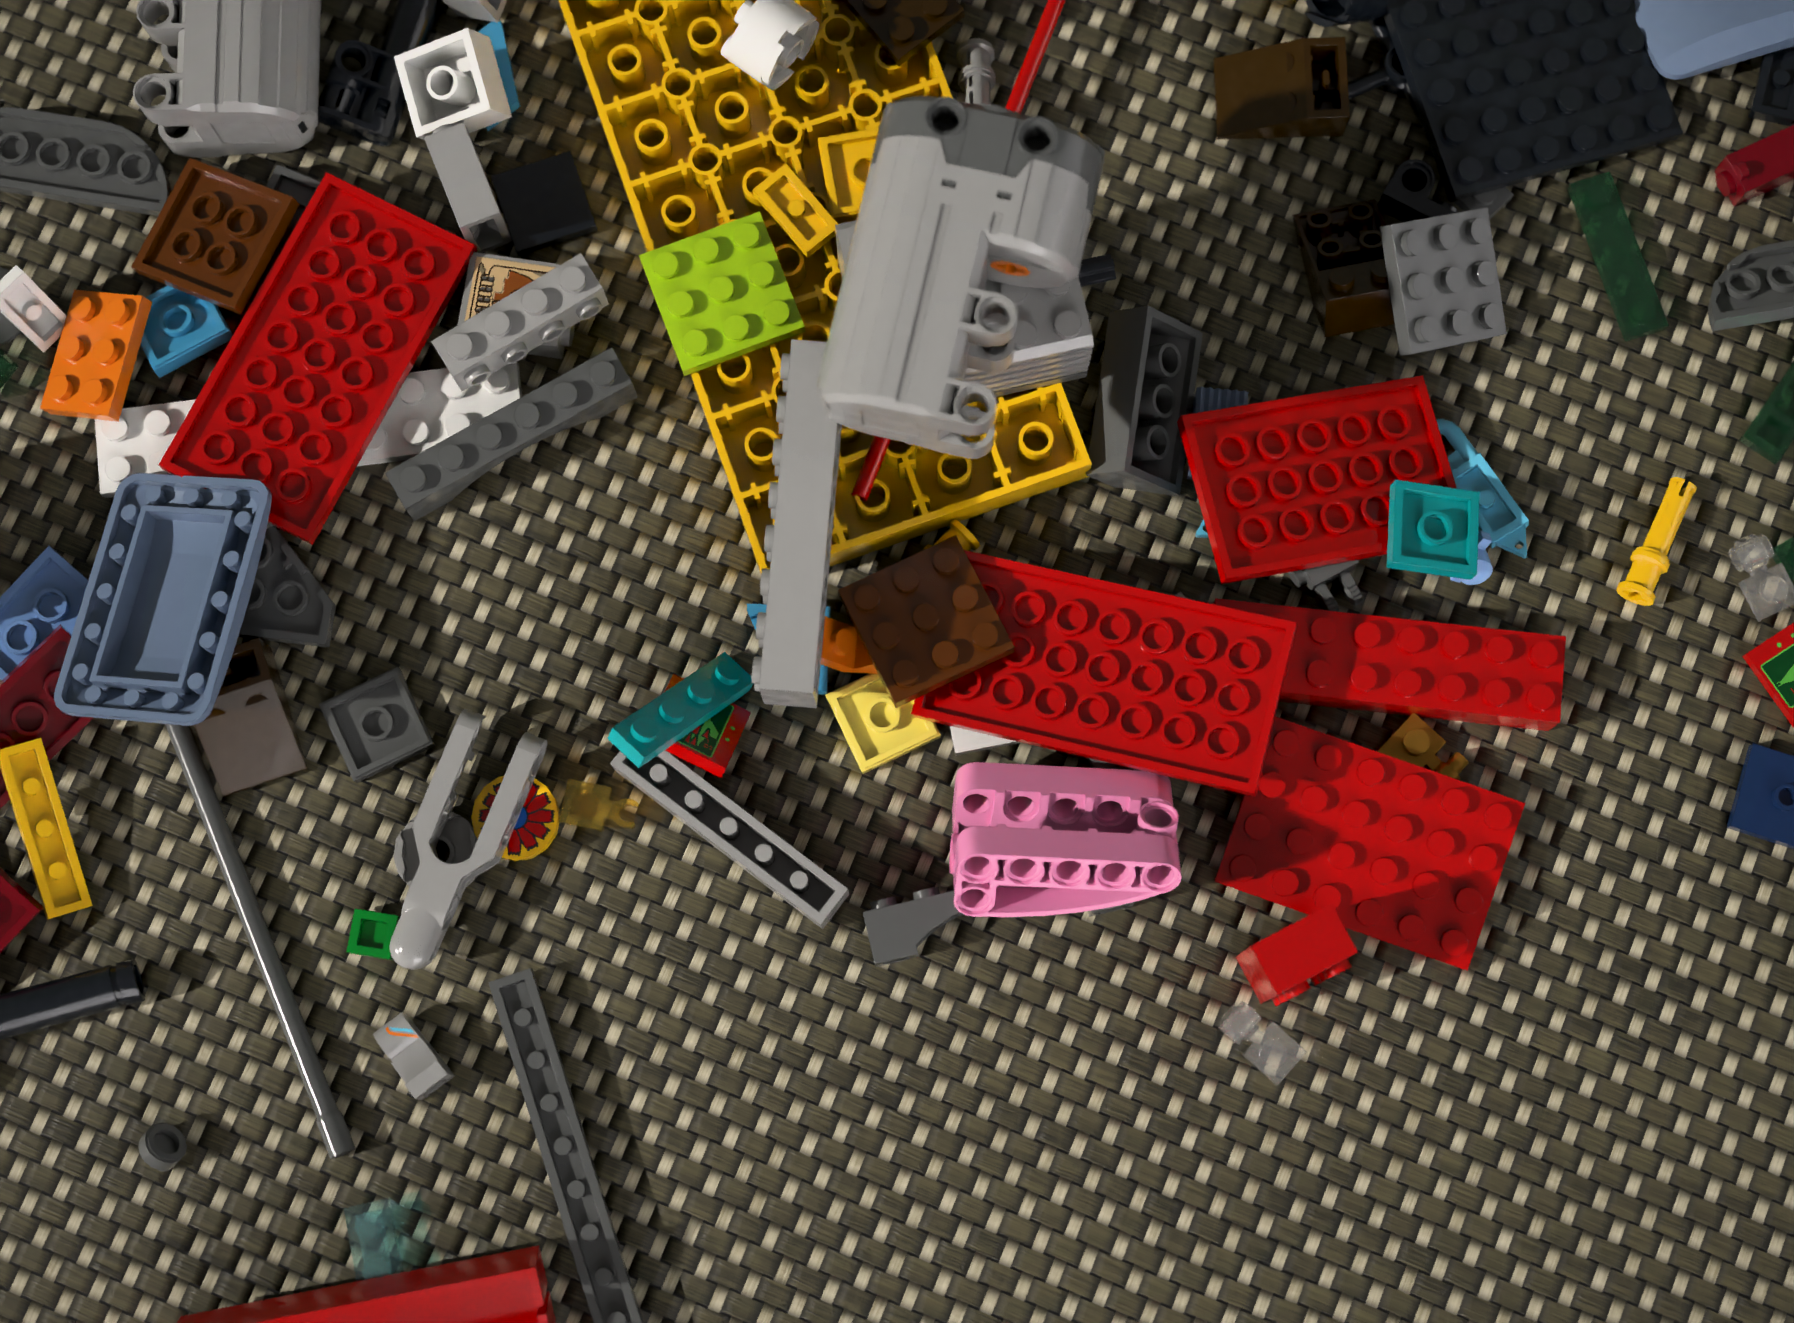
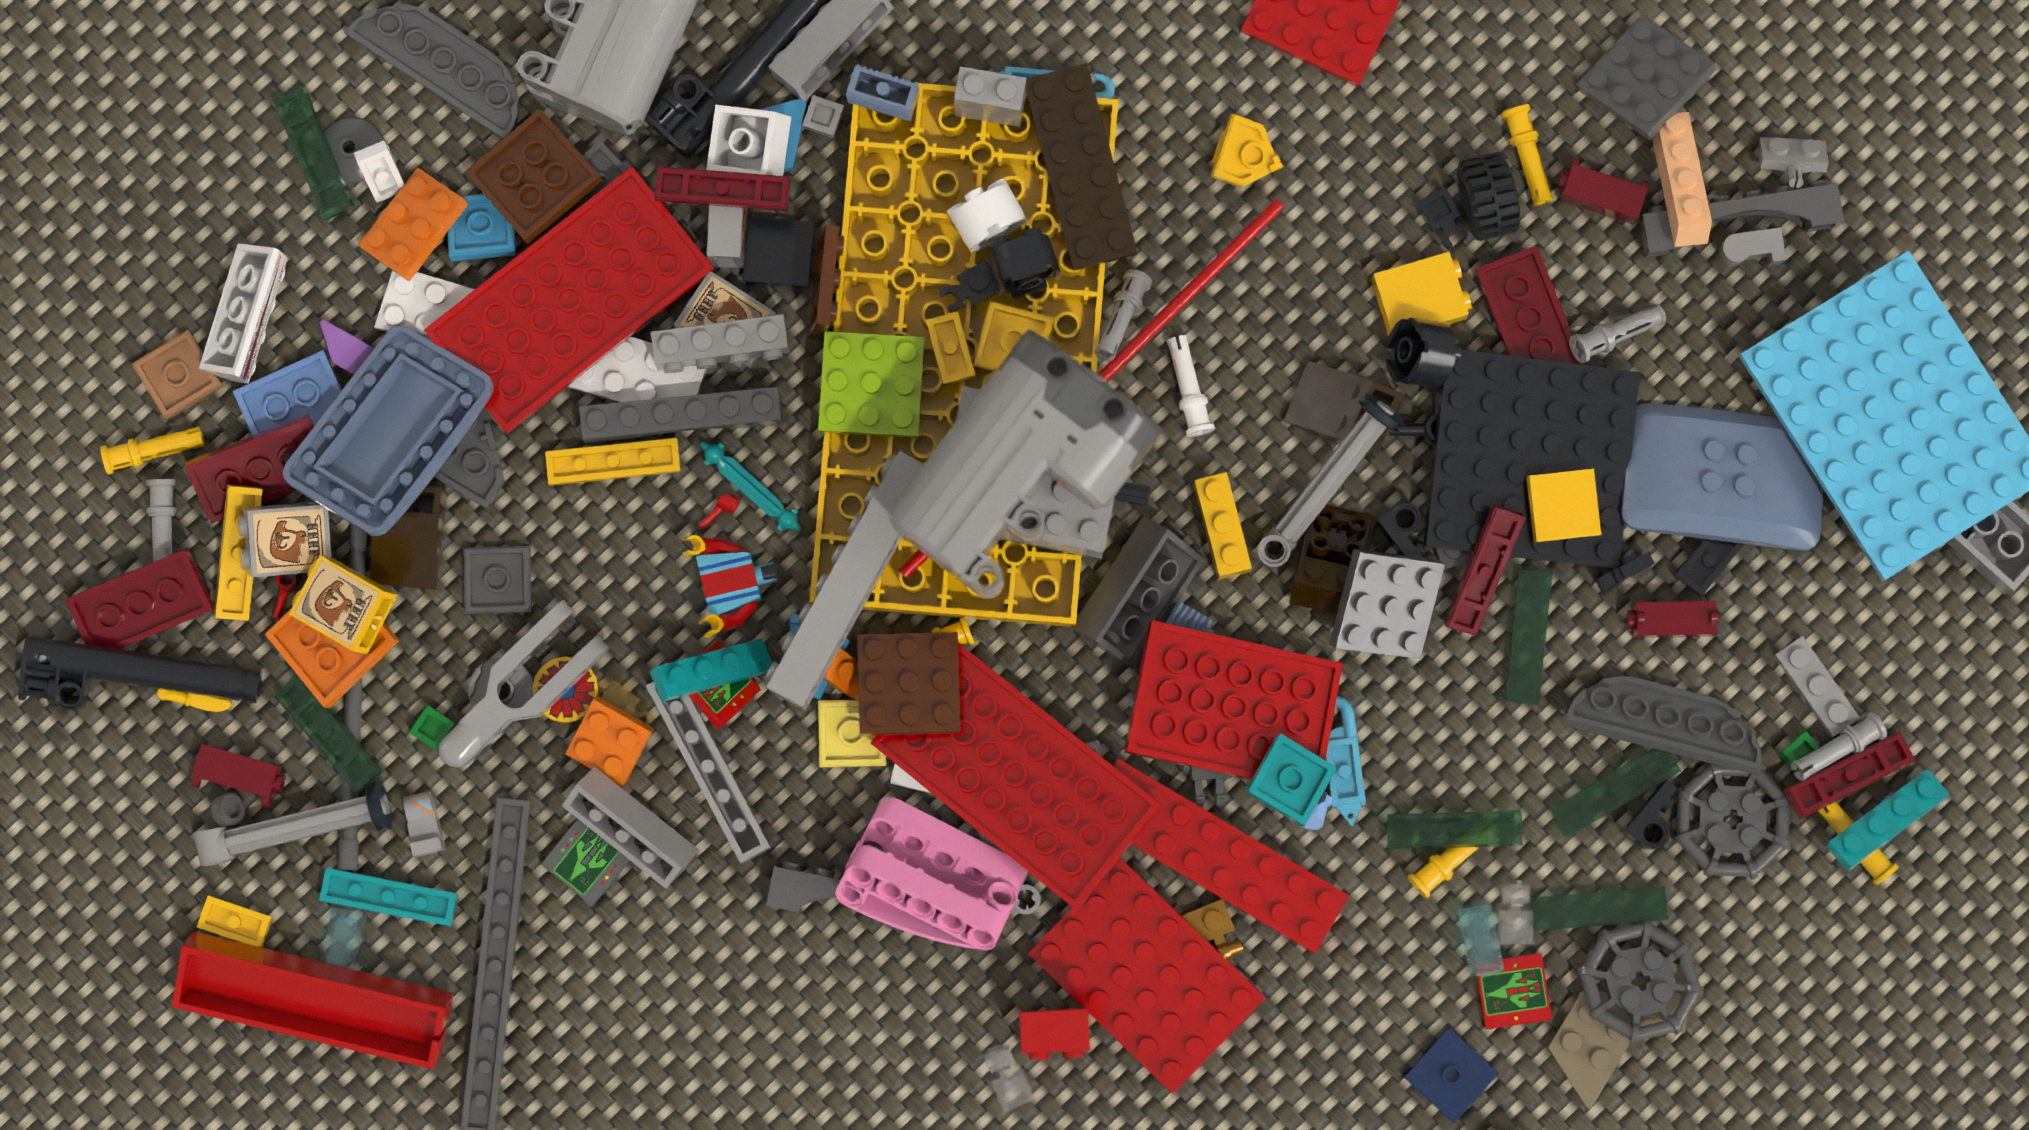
camera: 20 degrees right, 5 degrees up
(69, 1030) = (202, 702): none -> yellow piece
(72, 533) = (344, 348): none -> medium lavender slope
(94, 784) = (283, 538): none -> brick
(122, 853) = (283, 594): none -> red hand
(156, 1095) = (238, 773): none -> dark red brick
(172, 1194) = (221, 844): none -> light grey piece
(196, 828) = (342, 604): none -> brick
(202, 878) = (323, 663): none -> orange plate
(228, 1281) = (234, 921): none -> yellow plate
(247, 997) = (329, 735): none -> clear green plate
(407, 1164) = (388, 897): none -> teal plate
(443, 142) = (722, 188): none -> dark red plate
(454, 524) = (613, 461): none -> yellow plate
(527, 29) = (823, 116): none -> light grey plate
(596, 853) = (609, 740): none -> orange plate
(610, 514) = (725, 503): none -> red hand
(611, 197) = (826, 282): none -> reddish brown plate
(631, 482) = (750, 486): none -> teal wheel
(632, 1008) = (585, 862): none -> tile
(654, 600) = (728, 581): none -> torso
(666, 944) = (630, 827): none -> light grey brick
(791, 129) = (974, 285): none -> black plate
(837, 73) = (1023, 263): none -> black brick
(1115, 172) = (1192, 401): none -> white pin
(1192, 811) = (1036, 898): none -> light grey bush
(1206, 283) = (1222, 526): none -> yellow brick
(1308, 167) = (1329, 479): none -> light grey piece
(1534, 195) = (1484, 569): none -> dark red plate
(1590, 82) = (1563, 505): none -> yellow tile
(1647, 508) = (1454, 830): none -> clear green plate
(1694, 124) = (1631, 564): none -> black plate
(1739, 624) = (1480, 940): none -> clear light blue plate

